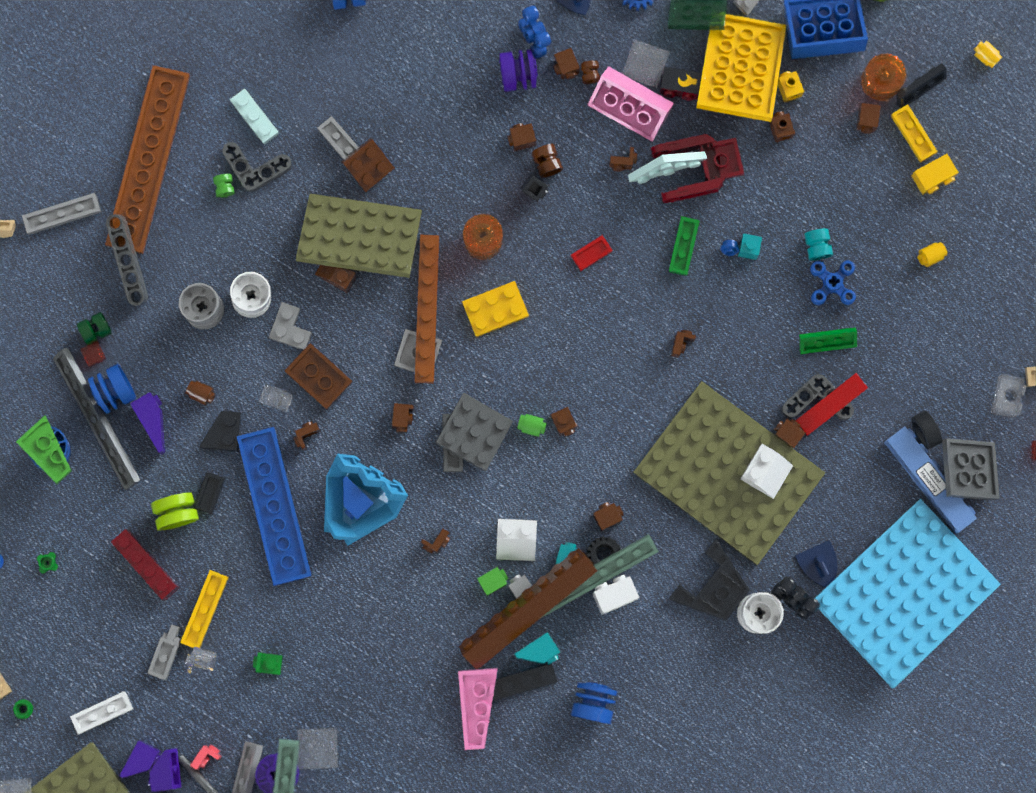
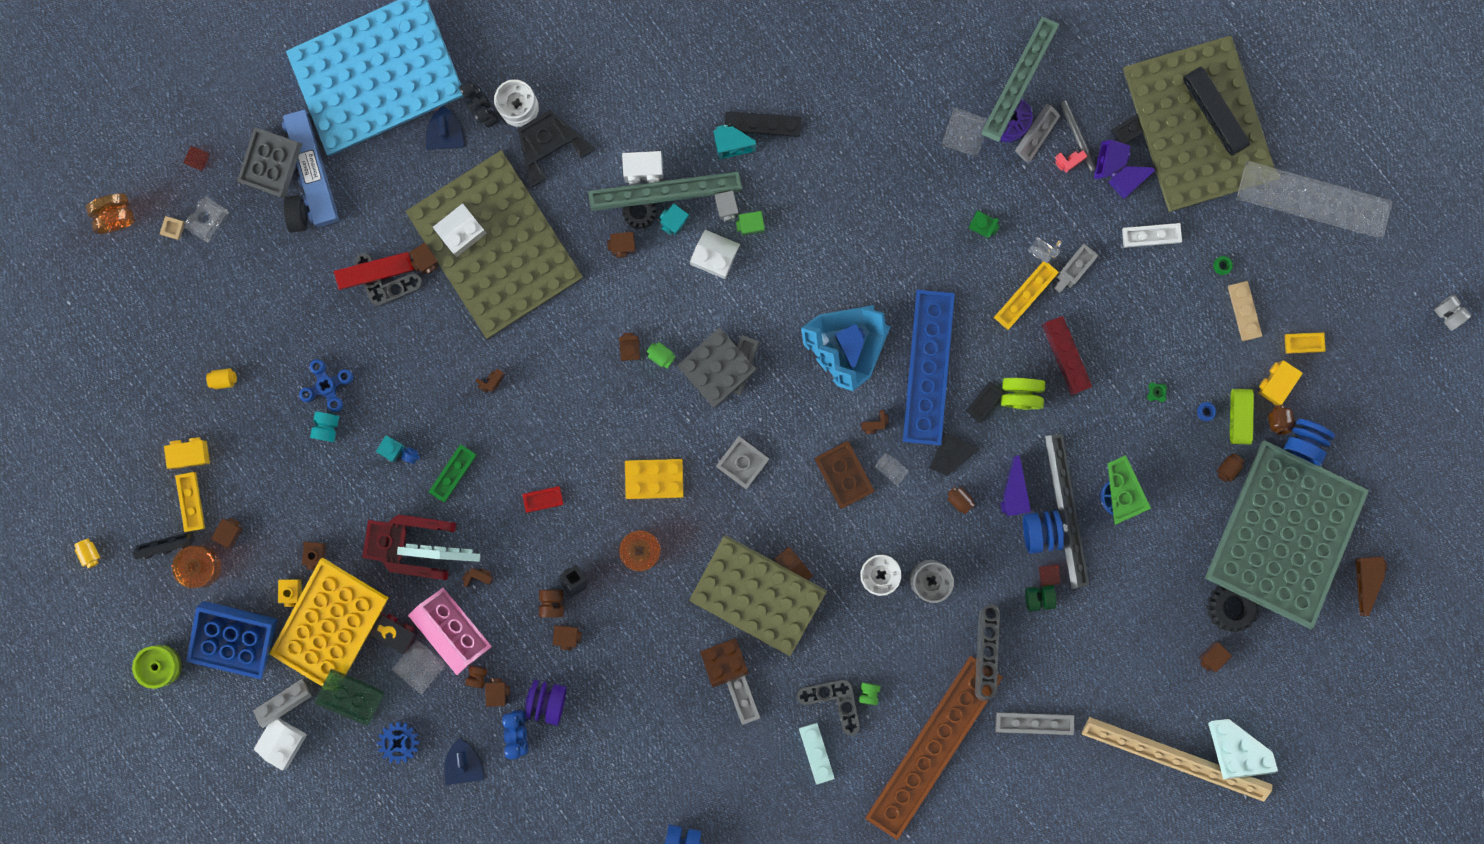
camera: 155 degrees left, 5 degrees up
(285, 330) = (860, 531): light grey plate -> none
(402, 417) = (779, 406): reddish brown brick -> none
(427, 309) = (718, 501): dark orange plate -> none
(441, 541) = (785, 277): reddish brown bracket -> none
(476, 703) = (806, 118): bright pink wing -> none
(527, 608) = (728, 183): reddish brown brick -> none
(594, 703) = (700, 76): blue wheel -> none
(828, 340) = (352, 332): green plate -> none

